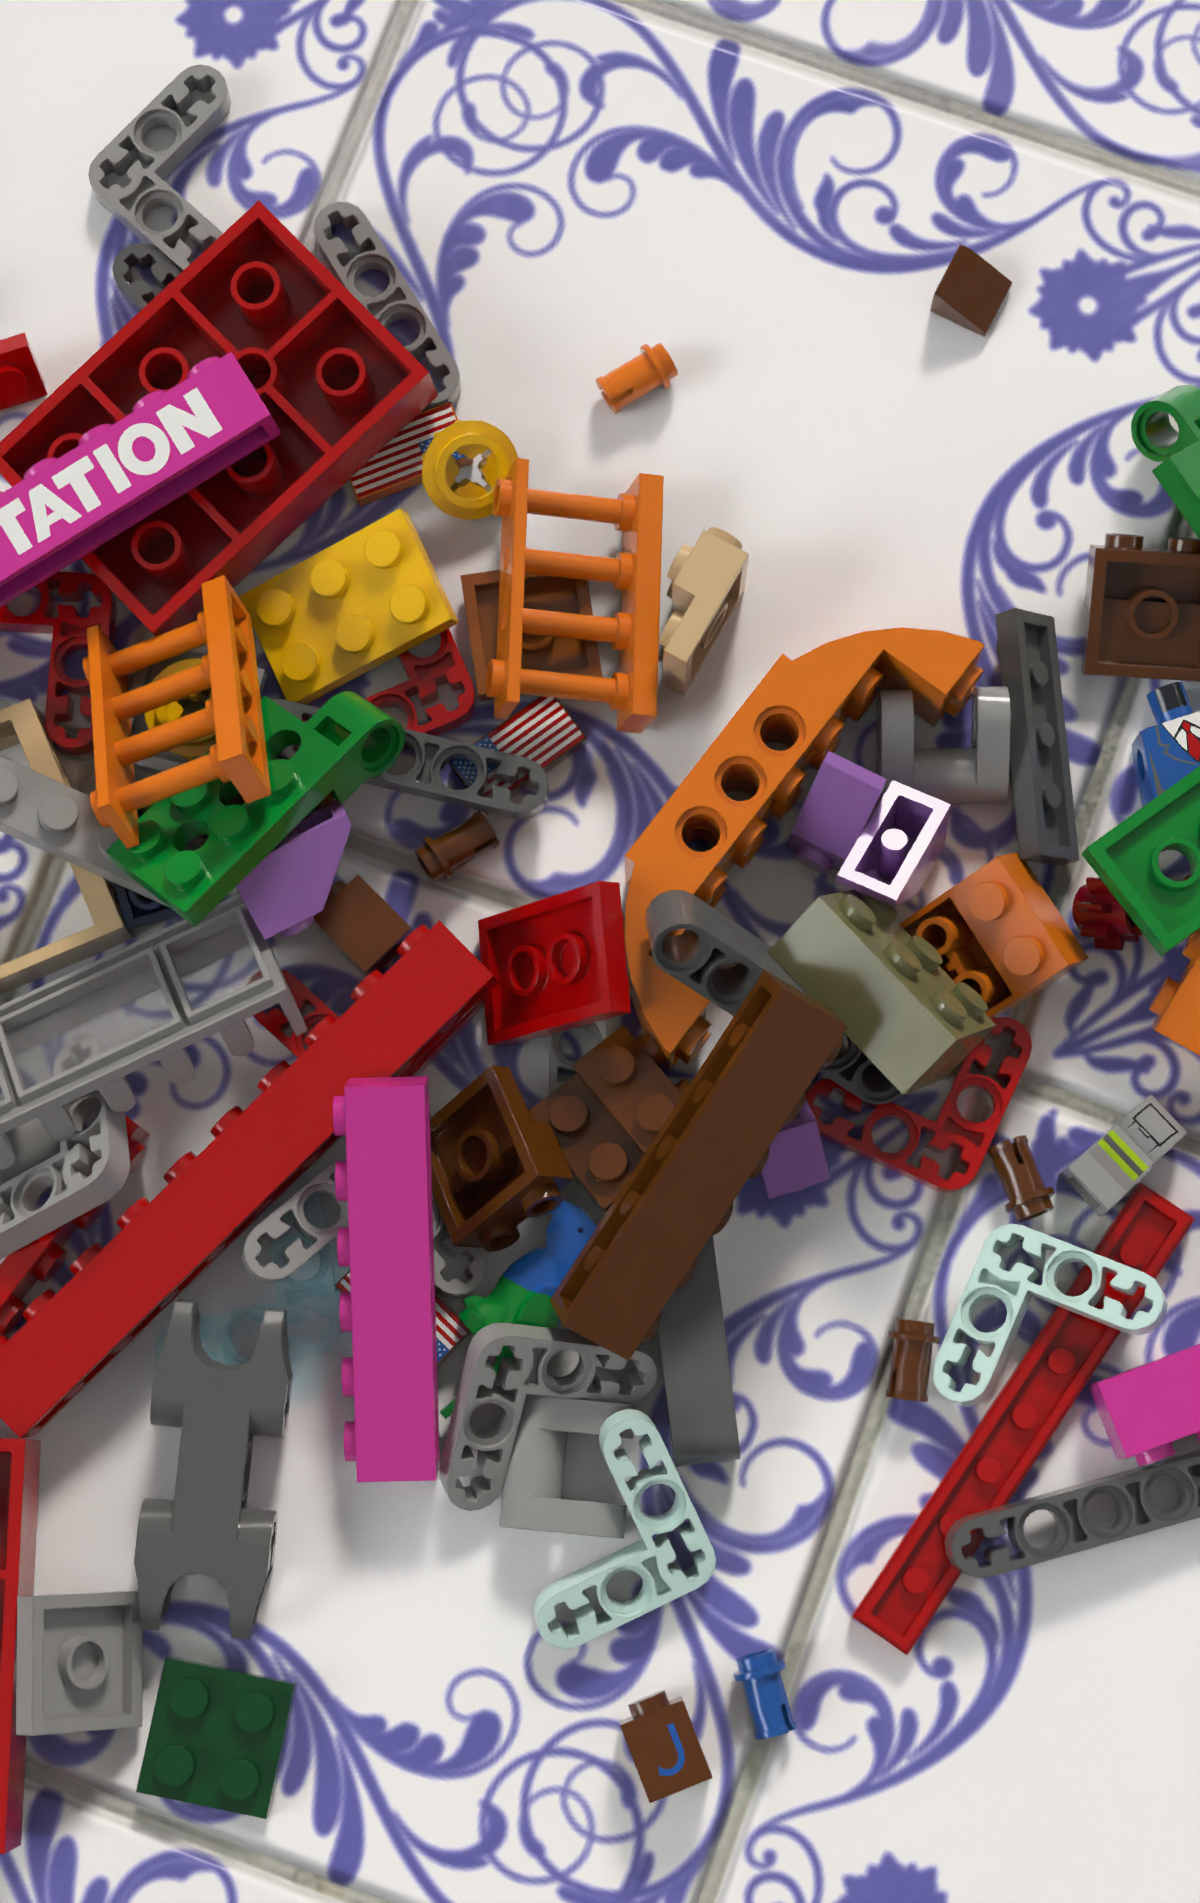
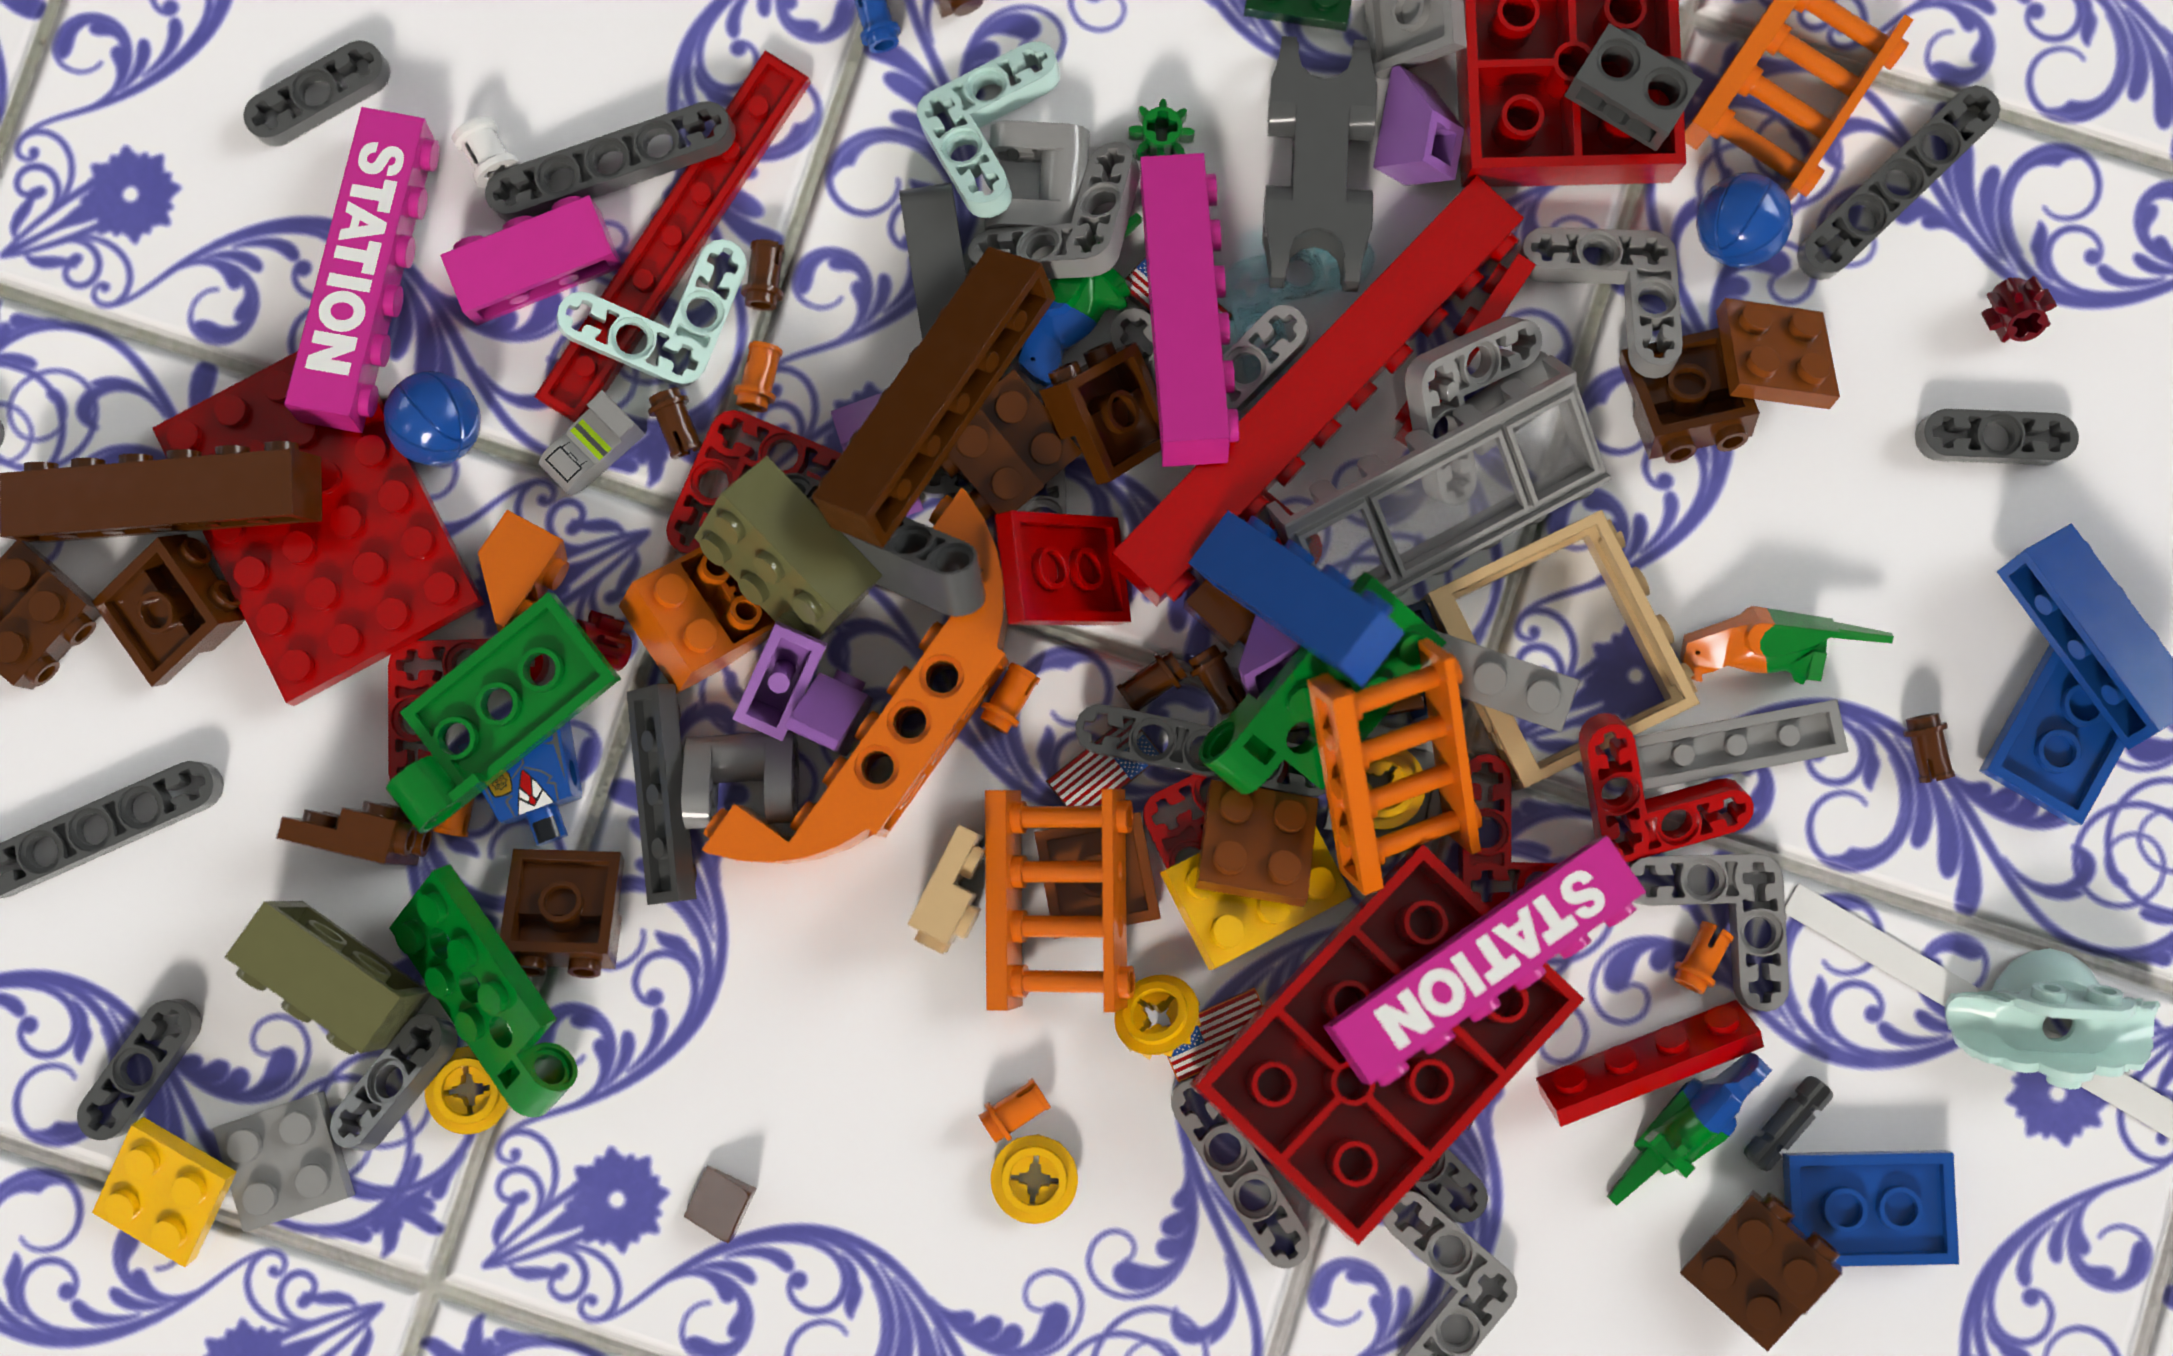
camera: 175 degrees right, 5 degrees up
(87, 1507) = (1417, 133): none -> medium lavender slope
(277, 893) = (1298, 598): none -> blue brick
(342, 639) = (1257, 844): none -> dark orange plate
(380, 851) = (1218, 678): none -> reddish brown pin
(396, 1532) = (1161, 118): none -> green gear
(598, 287) = (1014, 1195): none -> yellow gear
(622, 833) = (1009, 698): none -> orange pin
(919, 1231) = (758, 377): none -> orange pin

